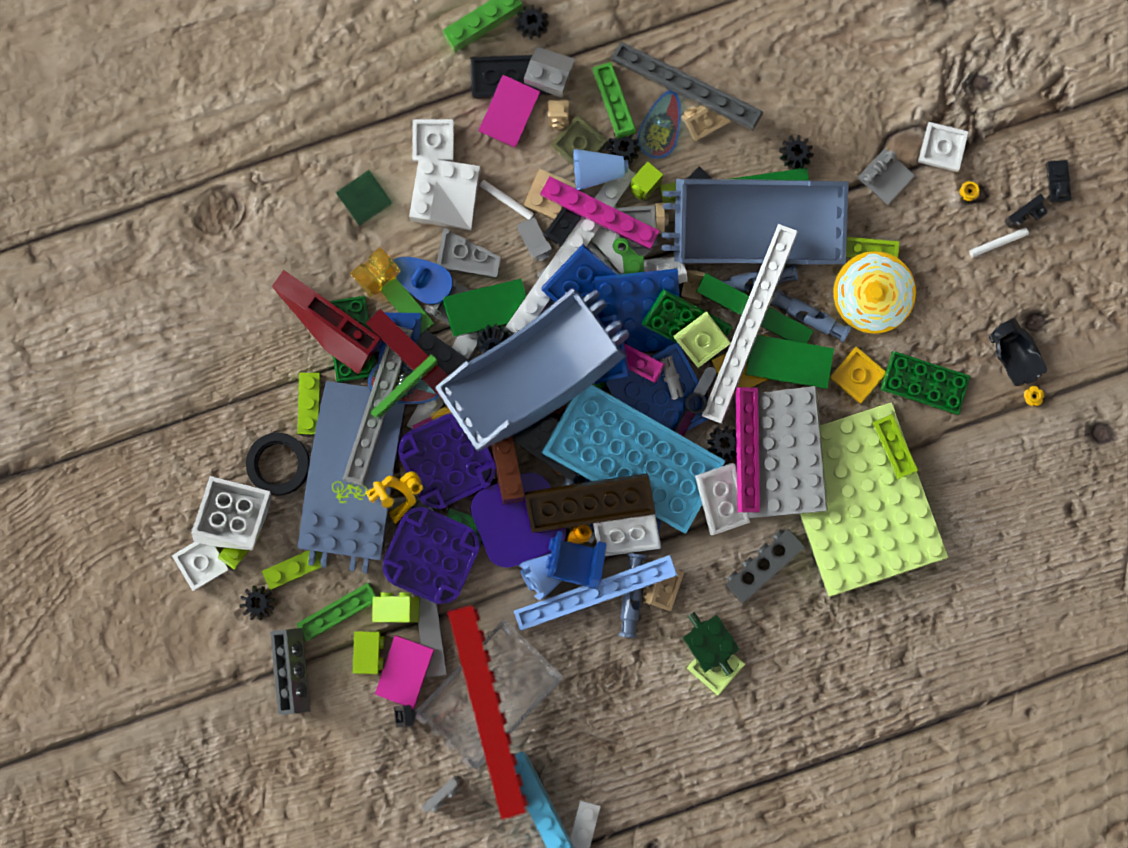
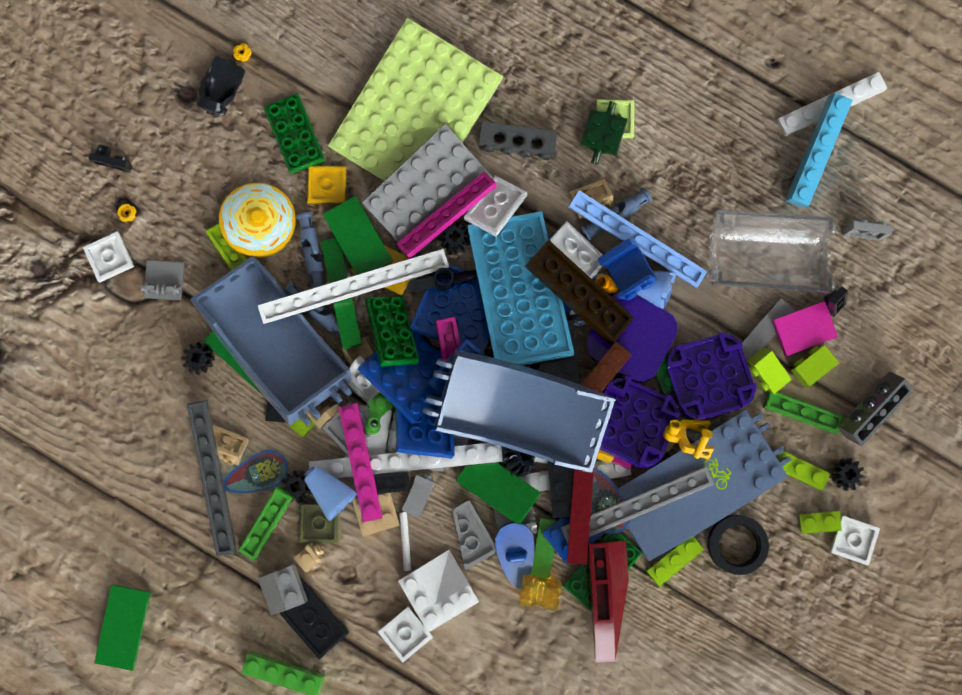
camera: 130 degrees left, 0 degrees up
(231, 514) = (805, 545): white slope -> none
(364, 198) = (491, 649): clear green tile -> none
(404, 387) = (610, 494): bright green tile -> none
(487, 712) = (788, 242): red brick -> none
(509, 111) = (337, 595): dark pink tile -> none
(530, 15) = (259, 629): black gear -> none
(646, 181) = (309, 447): lime brick -> none
(672, 378) = (439, 309): light grey pin -> none
(702, 339) = (393, 310): yellowish green tile -> none
(895, 446) = (358, 114): lime plate -> none
(999, 242) = (149, 163): white bar -> none
(1058, 181) = (69, 156): black hinge -> none

